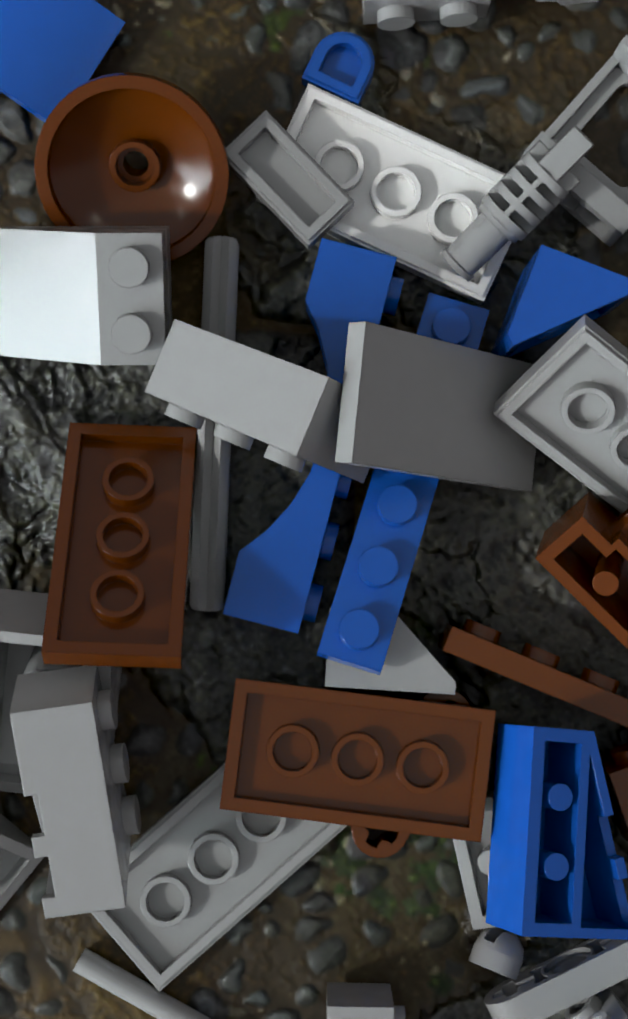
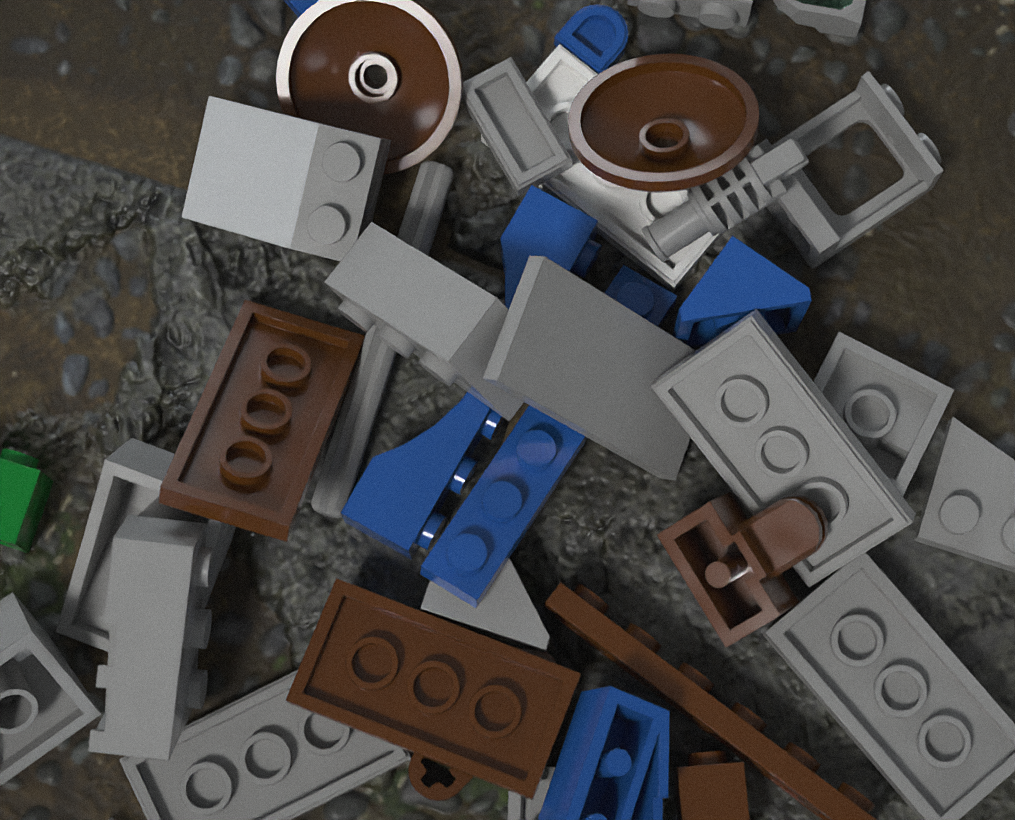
camera: 15 degrees right, 10 degrees down
(439, 141) = (663, 122): none -> reddish brown dish

